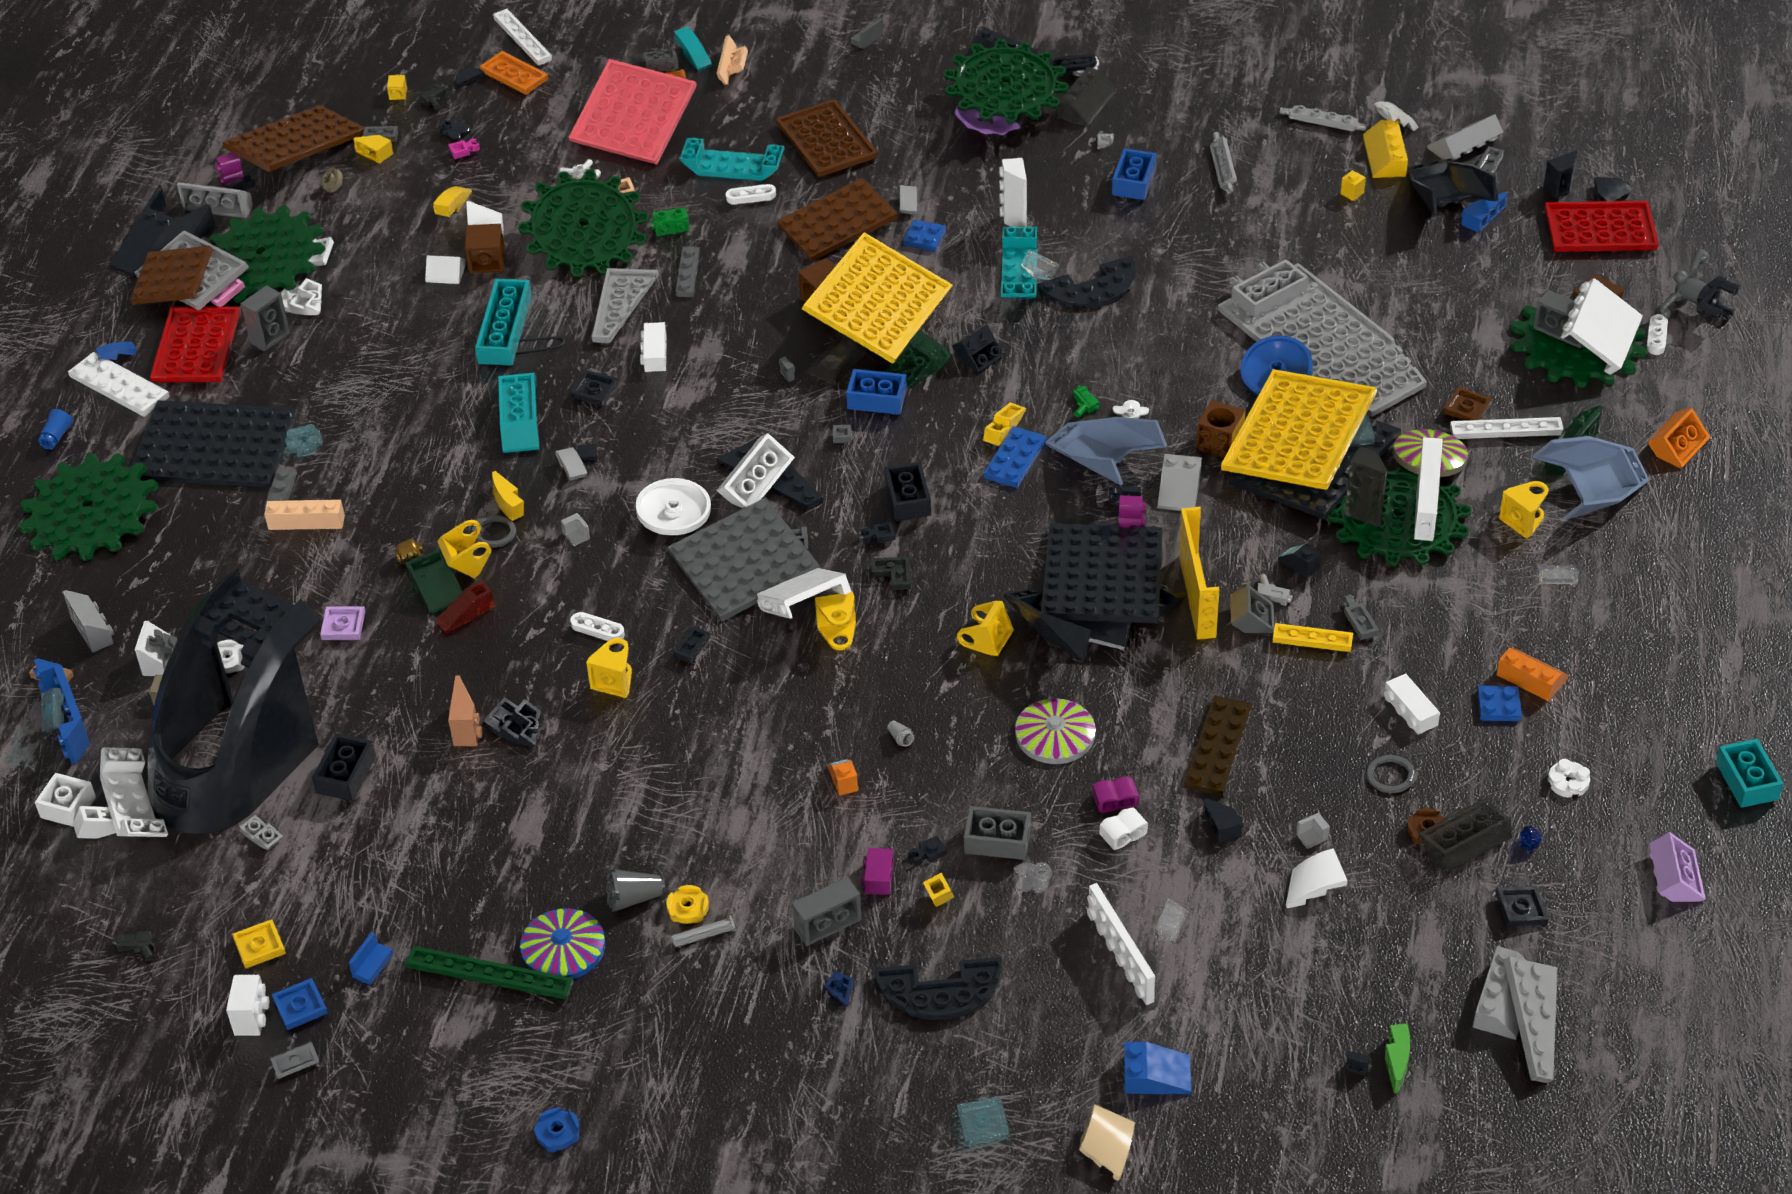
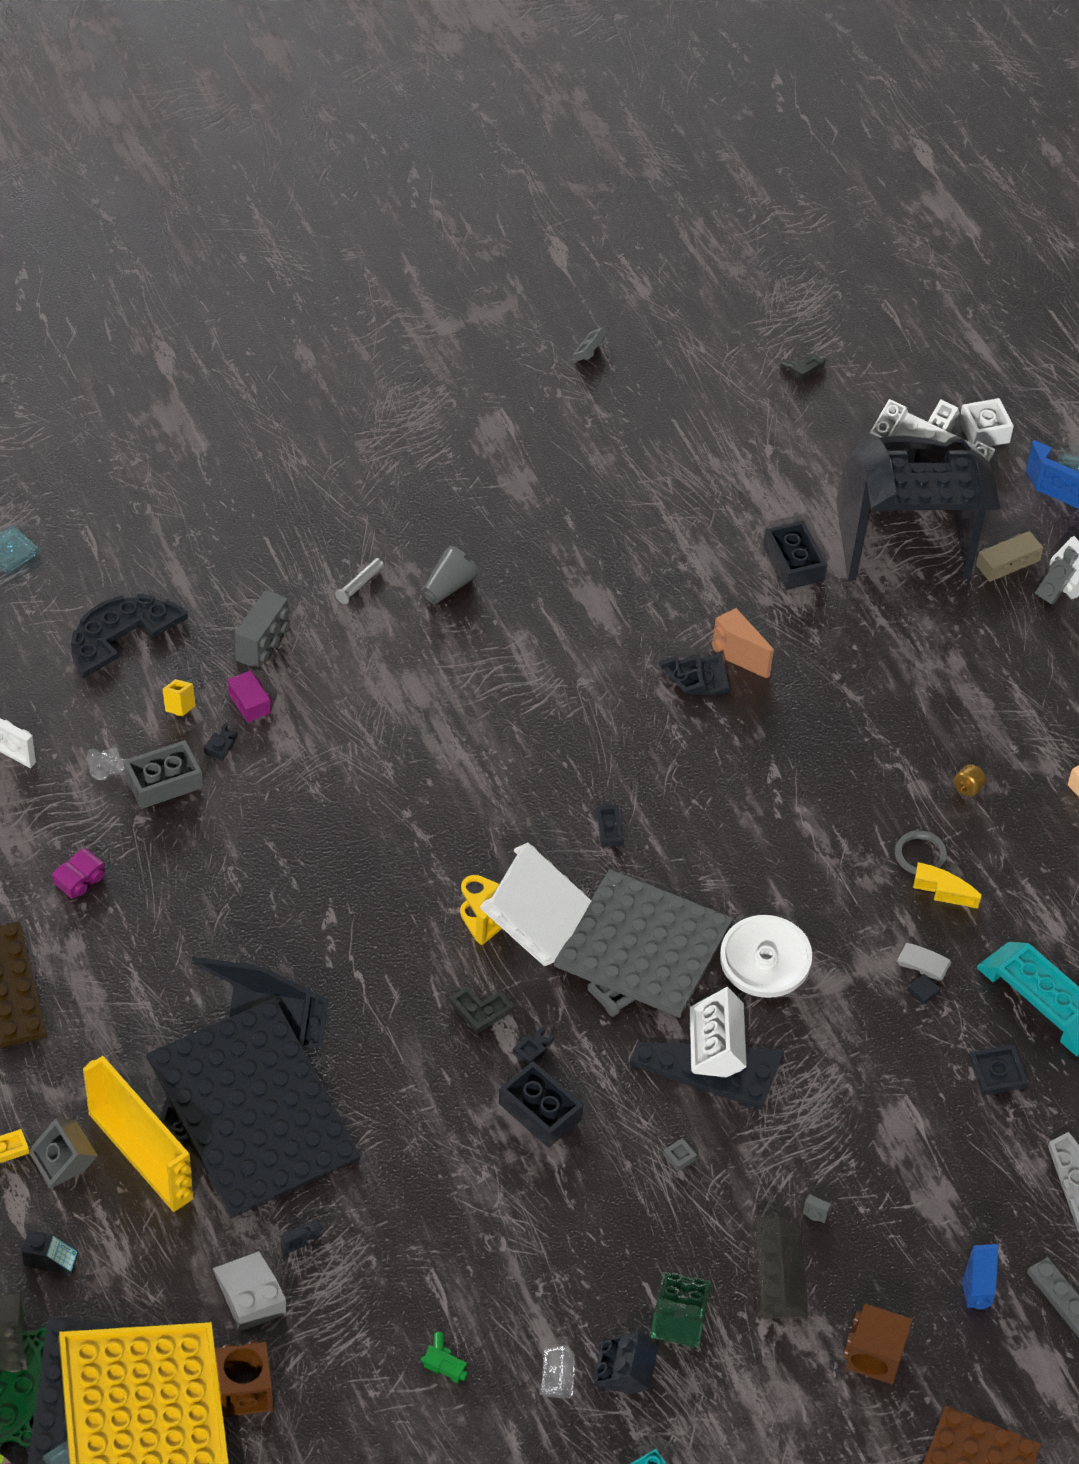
camera: 140 degrees right, 5 degrees up
(231, 648) = (1011, 615): white plate -> none
(247, 1005) = (661, 351): white brick -> none
(258, 943) = (709, 406): yellow plate -> none
(260, 833) = (801, 485): light grey slope -> none
(299, 1004) = (629, 382): blue plate -> none
(342, 623) = (950, 685): lavender plate -> none
(369, 960) = (609, 435): blue panel -> none
(433, 580) = (911, 760): clear green slope -> none
(459, 549) = (896, 789): yellow hose -> none
(469, 604) = (852, 753): clear red slope -> none
(489, 972) = (505, 469): dark green plate -> none
(557, 1140) = (340, 400): blue plate -> none
(563, 943) = (470, 520): dish -> none
(575, 529) = (840, 892): light grey panel -> none
(596, 626) = (723, 796): white plate -> none
(608, 669) = (649, 747): yellow hose -> none
(653, 347) = (989, 1159): white brick -> none
(691, 914) = (389, 603): yellow plate -> none
(731, 286) = (980, 1276): none -> blue slope
(840, 987) = (207, 592): dark blue piece -> none
(844, 776) = (354, 768): orange slope -> none
(876, 391) = (685, 1223): blue brick -> none
(877, 297) = (790, 1344): yellow plate -> none
(902, 734) = (332, 835): light grey cone -> none
(993, 630) = (317, 977): yellow hose -> none
(1002, 423) = (511, 1269): yellow slope -> none
(1015, 457) = (466, 1234): blue plate -> none
(1021, 368) = (558, 1372): none -> clear slope
(1055, 731) = (185, 918): dish -> none
(1106, 441) = (378, 1272): sand blue windscreen -> none
(1123, 828) = (49, 843): white brick -> none
(1130, 409) = (381, 1377): white plate -> none
(1131, 511) = (271, 1198): magenta brick -> none
(1273, 593) = (61, 1195): light grey piece -> none

